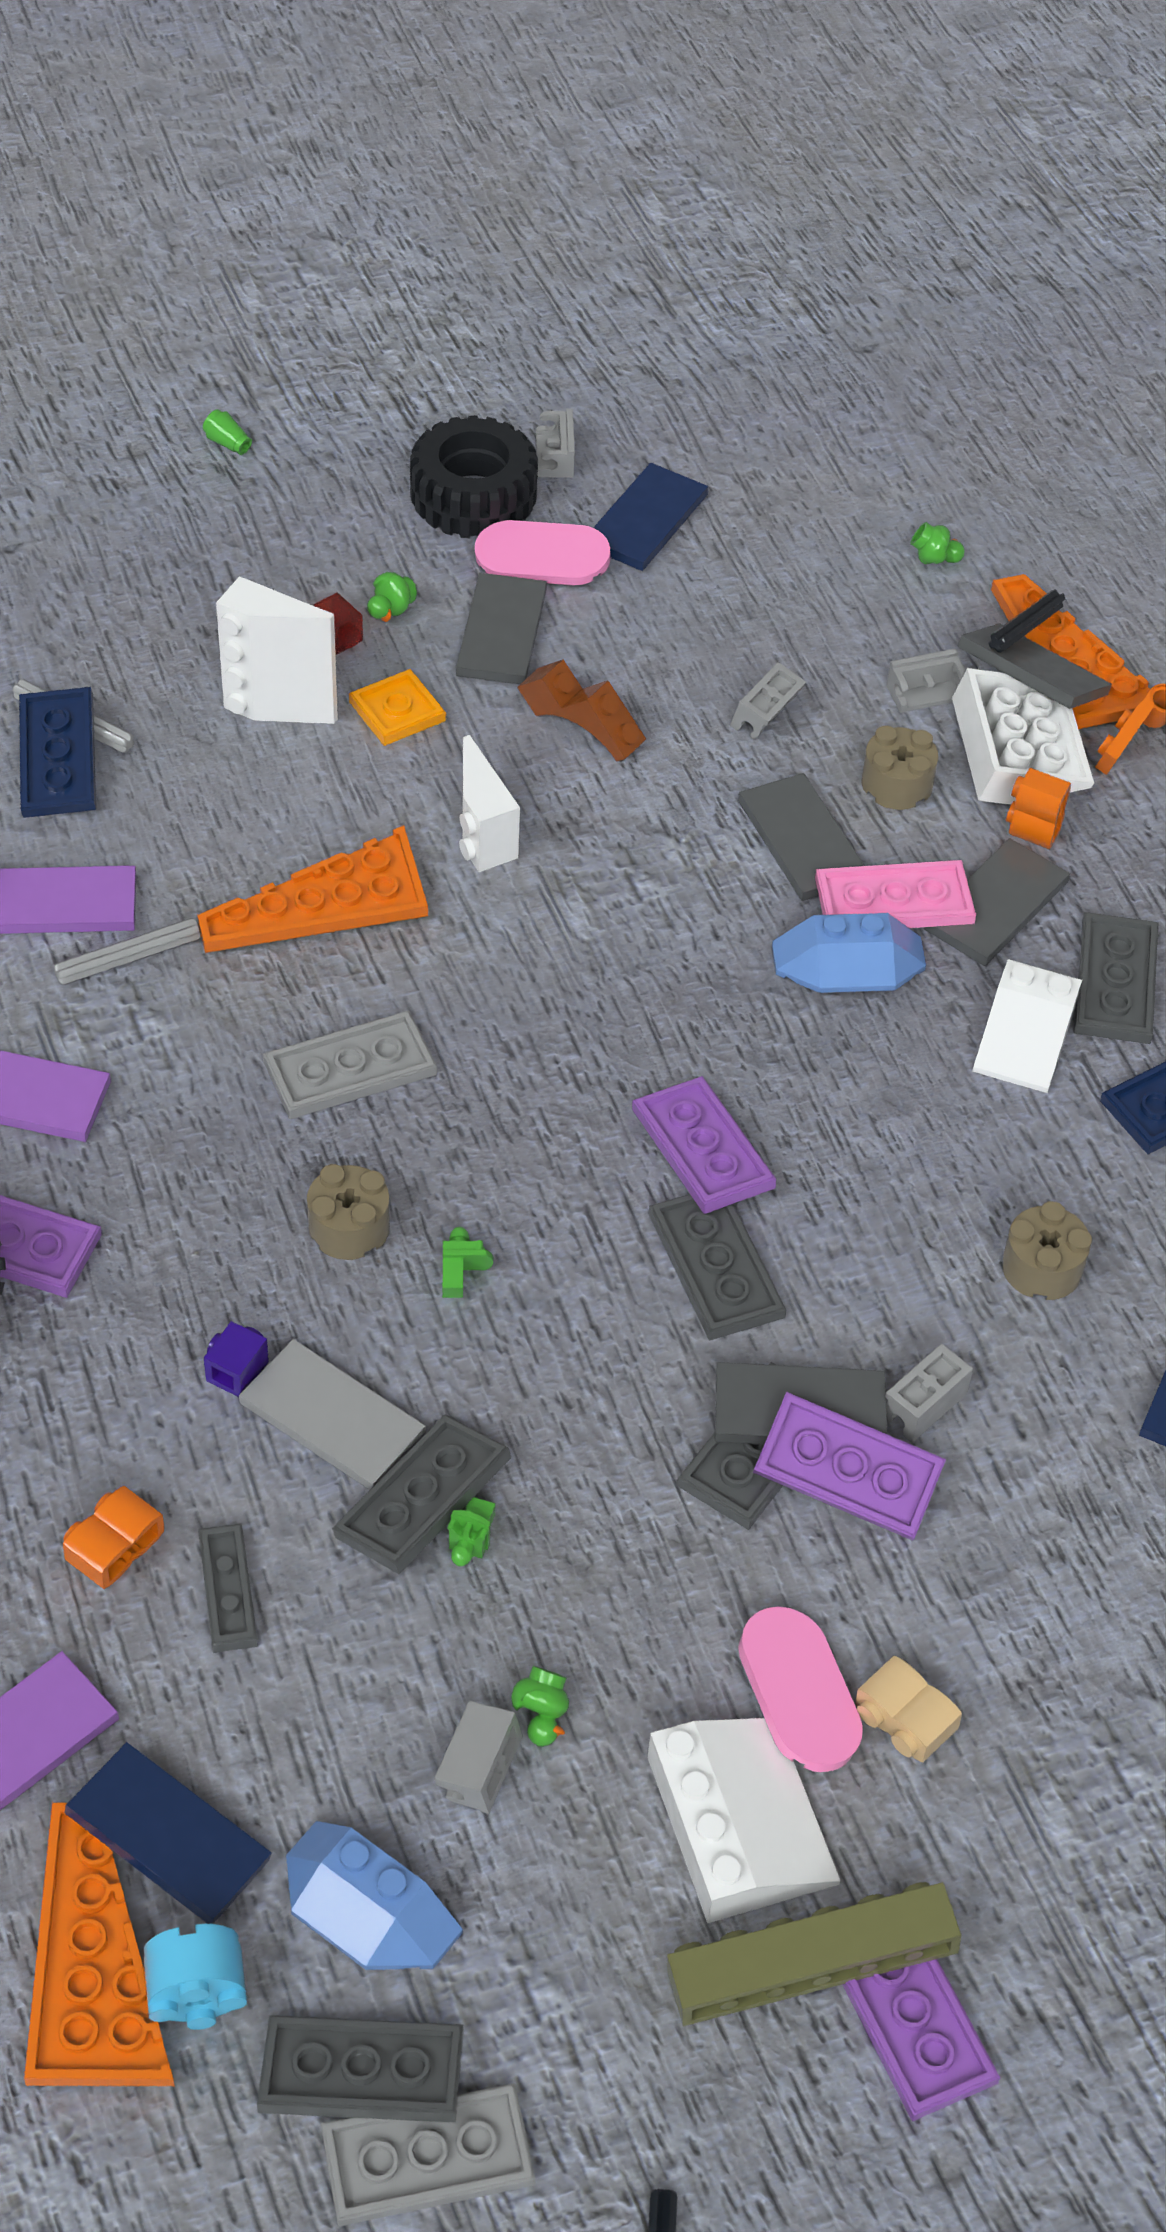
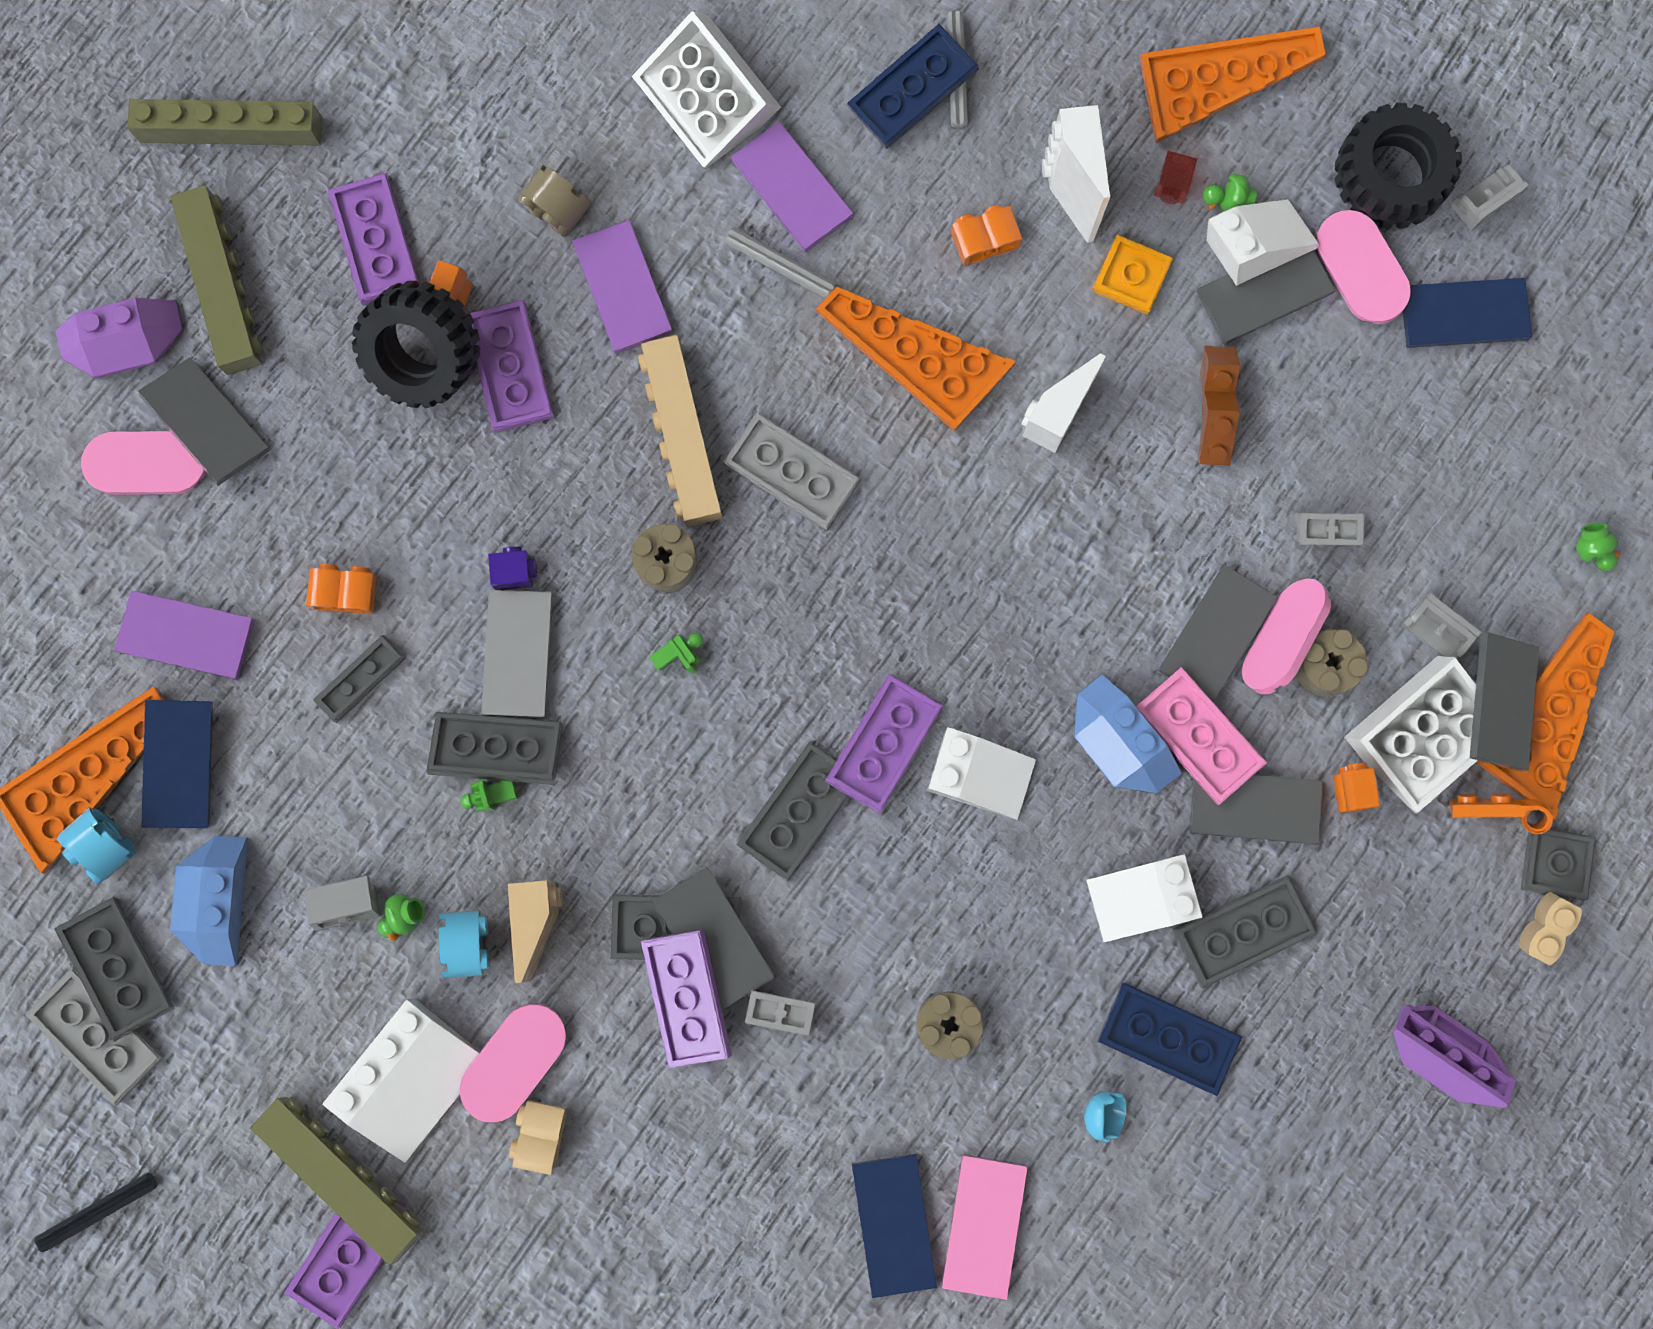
camera: 60 degrees right, 30 degrees up
(223, 1122) = (681, 431): none -> tan brick
(257, 780) = (986, 234): none -> orange brick
(273, 538) = (1206, 78): none -> orange wing
(449, 603) = (1258, 238): none -> white slope
(627, 1643) = (463, 944): none -> medium azure brick
(654, 1558) = (532, 918): none -> tan slope
(793, 1087) = (981, 773): none -> white slope
(849, 778) = (1286, 636): none -> bright pink tile
(1026, 621) = (1546, 670): black axle -> none

